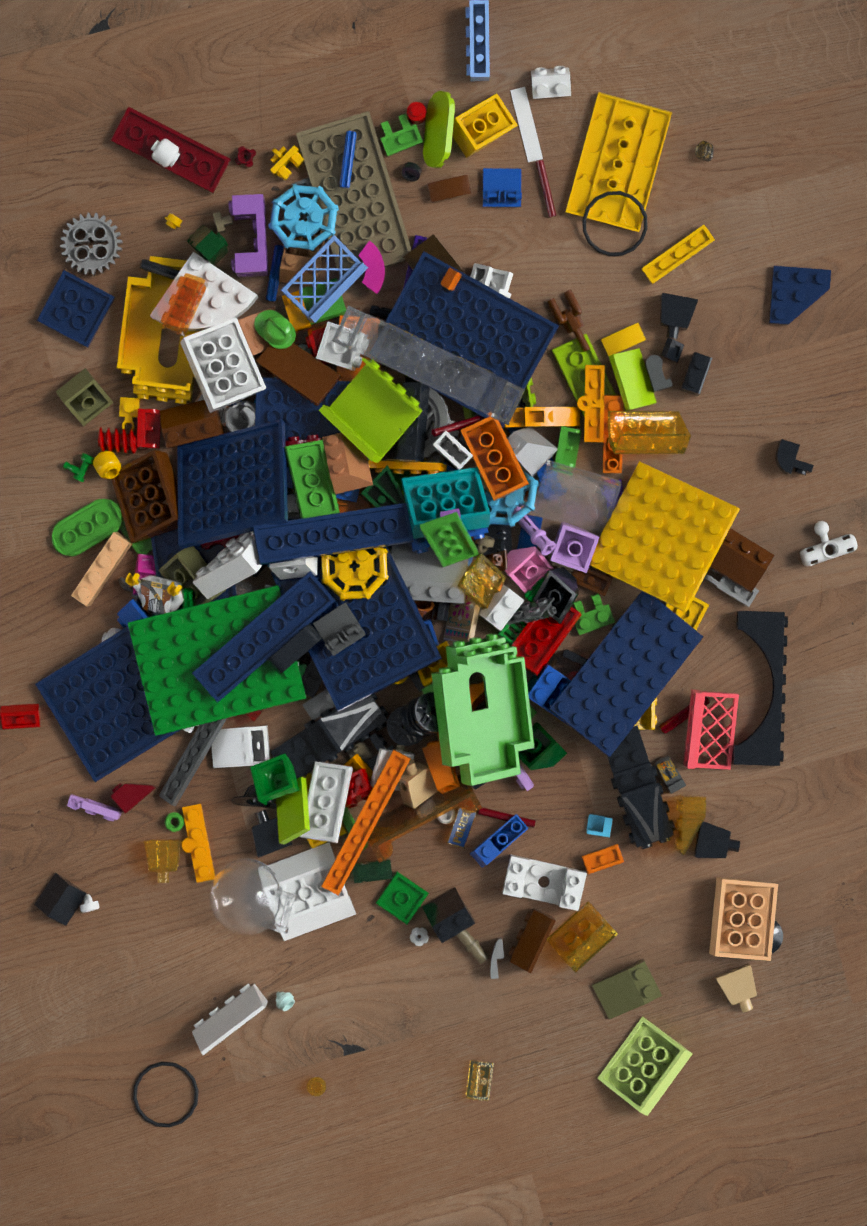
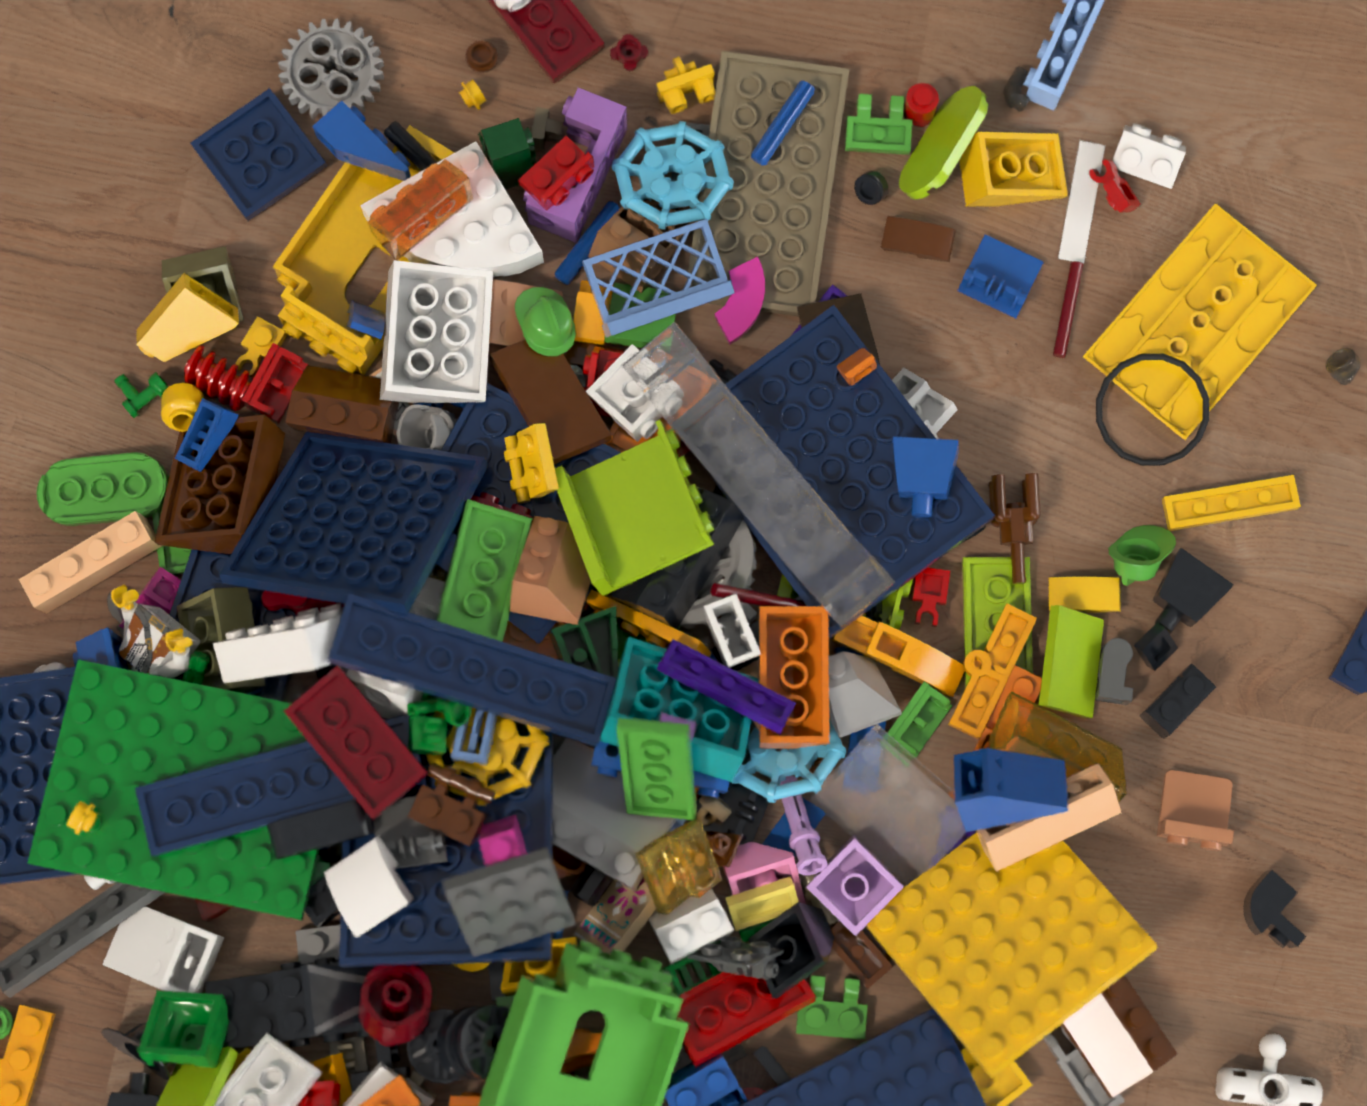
camera: 25 degrees right, 10 degrees down
(85, 418) = (185, 320): none -> yellow slope
(122, 467) = (220, 423): none -> blue slope
(126, 280) = (353, 142): none -> blue slope
(167, 197) = (481, 56): none -> reddish brown plate
(172, 700) = (82, 817): none -> yellow plate
(181, 373) = (366, 319): none -> blue slope
(244, 249) = (557, 173): none -> red bracket
(292, 598) = (356, 742): none -> dark red plate
(313, 413) = (530, 463): none -> yellow plate
(325, 577) = (427, 735): none -> green tile
(333, 666) = (367, 886): none -> white slope
(334, 560) = (454, 712): none -> green piece
(352, 577) = (471, 756): none -> medium blue tile
(355, 611) = (447, 814): none -> reddish brown plate
(374, 716) = (395, 1003): none -> dark red brick
(394, 617) = (501, 840): none -> dark pink slope
(409, 641) = (509, 902): none -> dark grey plate
(461, 79) = (1013, 90): none -> clear smoke arm
(463, 480) = (726, 686): none -> dark purple tile
(512, 320) = (924, 470): none -> blue torso
(531, 579) = (761, 903): none -> light yellow tile
(542, 110) = (1118, 190): none -> red plate
(542, 376) = (930, 589): none -> red plate
(628, 463) = (1007, 787): none -> blue slope
(643, 303) = (1140, 552): none -> bright green piece
(655, 468) = (1089, 803): none -> light nougat brick
(730, 425) = (1195, 810): none -> nougat bracket

